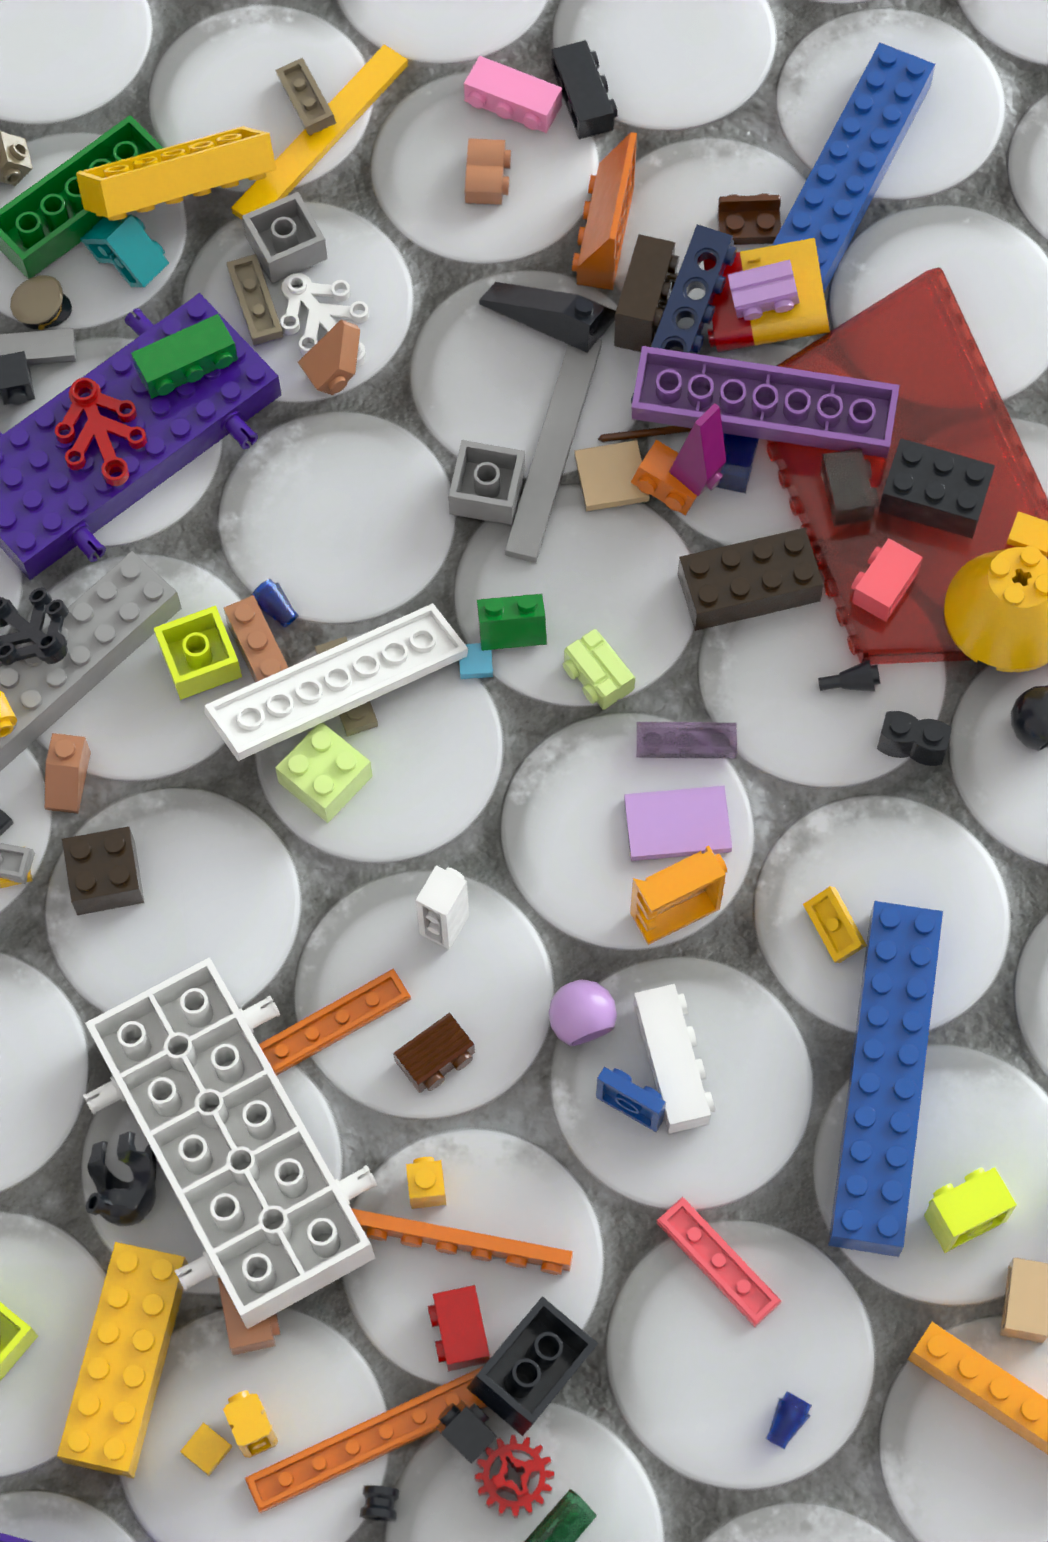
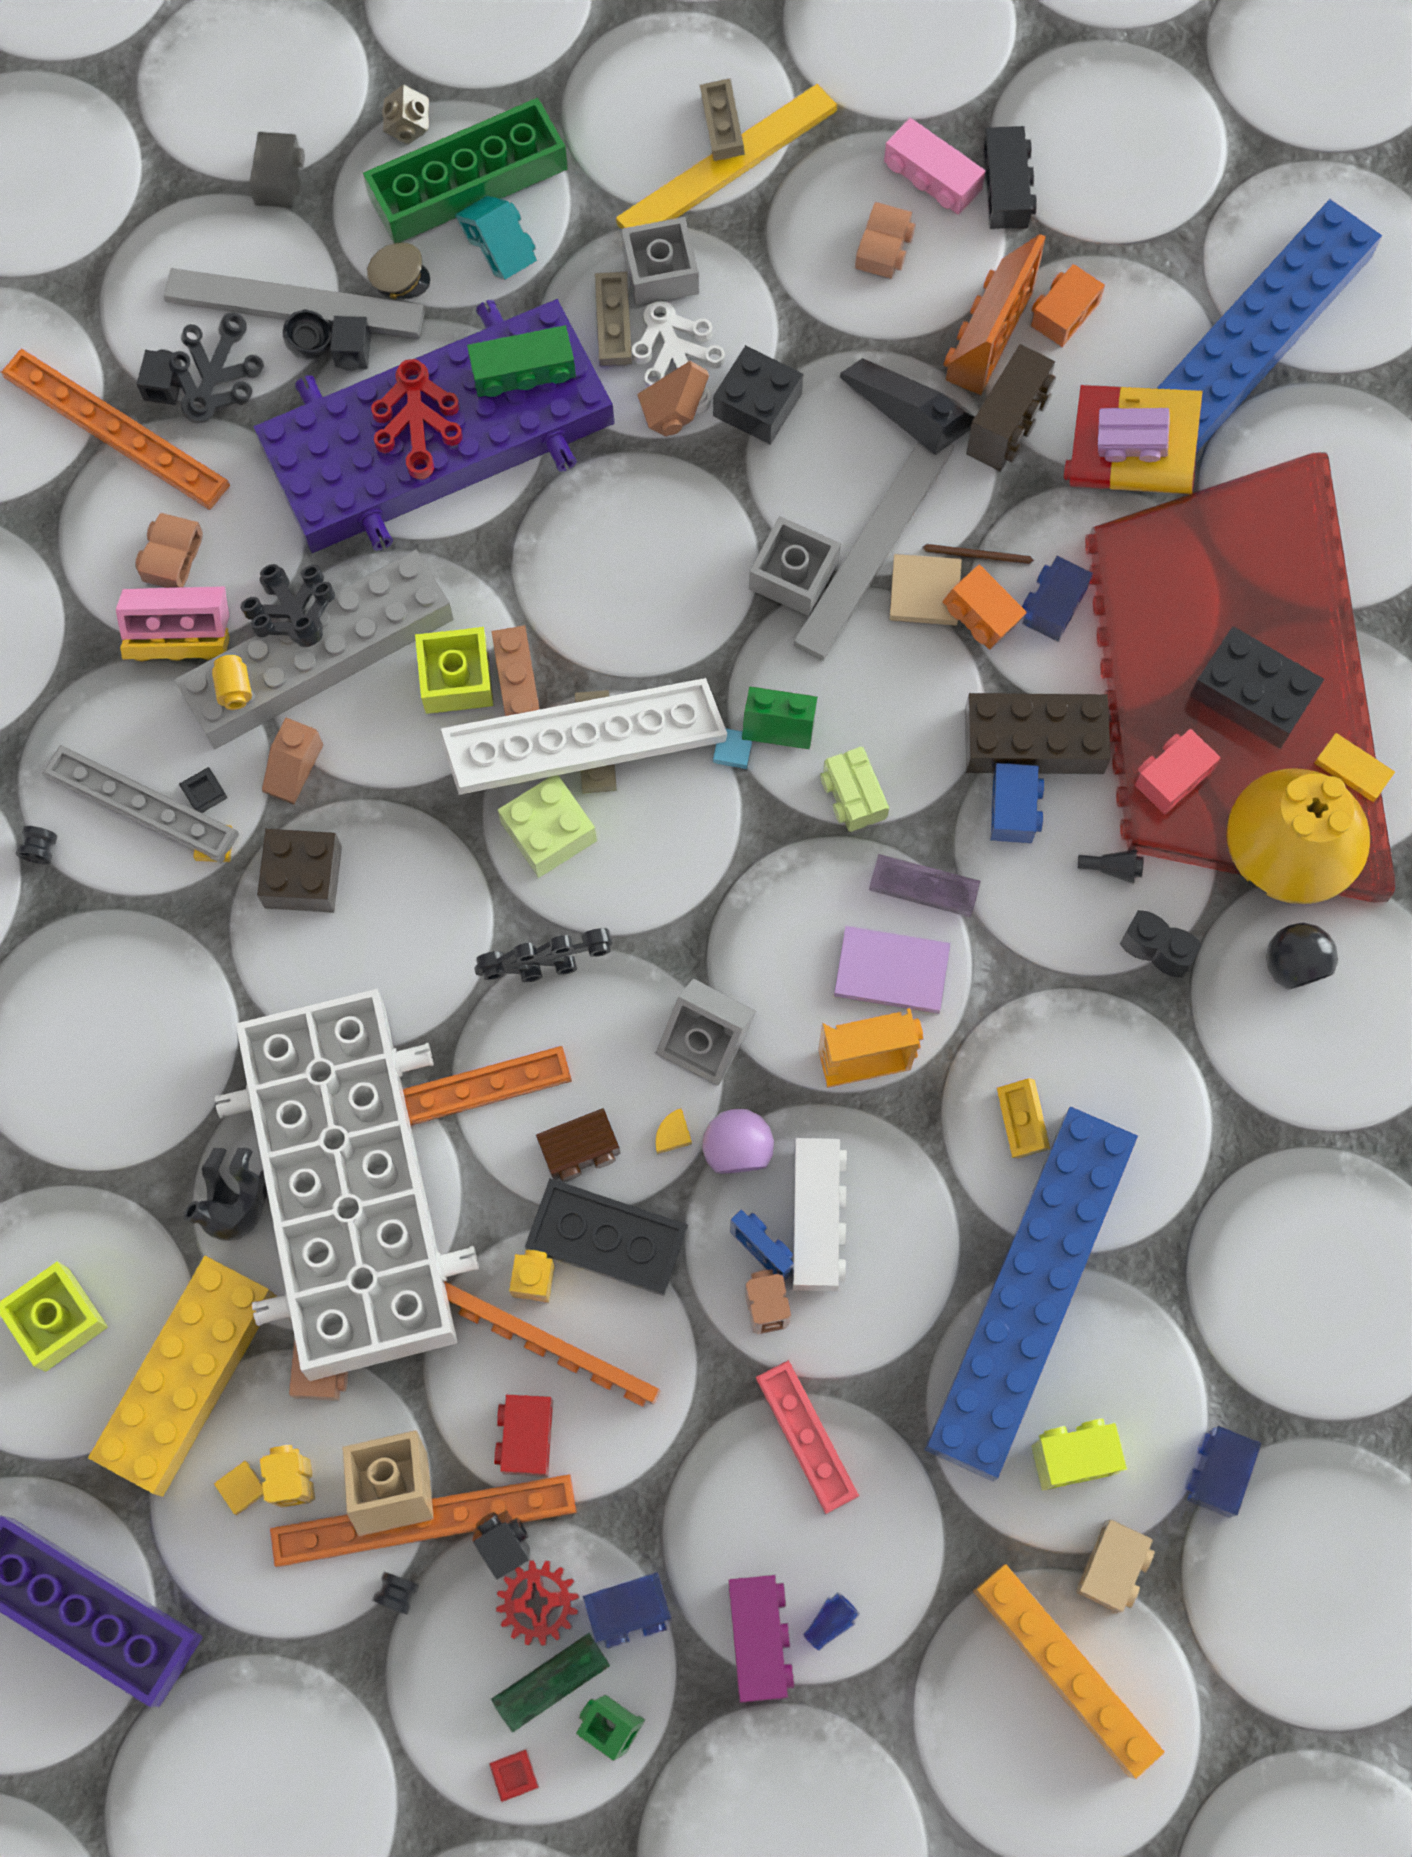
camera: 15 degrees right, 5 degrees up
(176, 172) = (566, 168): yellow brick -> none
(275, 602) = (545, 634): clear blue cone -> none
(314, 907) = (527, 959): none -> black plant
(345, 1403) = (387, 1483): none -> tan brick
(409, 337) = (757, 394): none -> black brick
(443, 906) = (625, 997): white brick -> none
(484, 1129) = (607, 1237): none -> black plate
(518, 1021) = (672, 1133): none -> yellow tile
(522, 921) = (705, 1031): none -> light grey slope
(532, 1366) = (585, 1497): black brick -> none
(601, 1456) = (627, 1610): none -> clear blue brick
(650, 1147) = (767, 1302): none -> nougat brick
(668, 191) = (1067, 304): none -> orange brick
(702, 454) = (1020, 591): magenta slope -> none
(704, 245) = (1084, 371): dark blue brick -> none
(727, 1449) = (760, 1638): none -> magenta brick
(748, 646) = (1015, 803): none -> blue brick
(750, 218) = (1141, 354): reddish brown bracket -> none
(766, 401) = (1102, 552): medium lavender brick -> none
(848, 486) = (1164, 663): clear smoke brick -> none

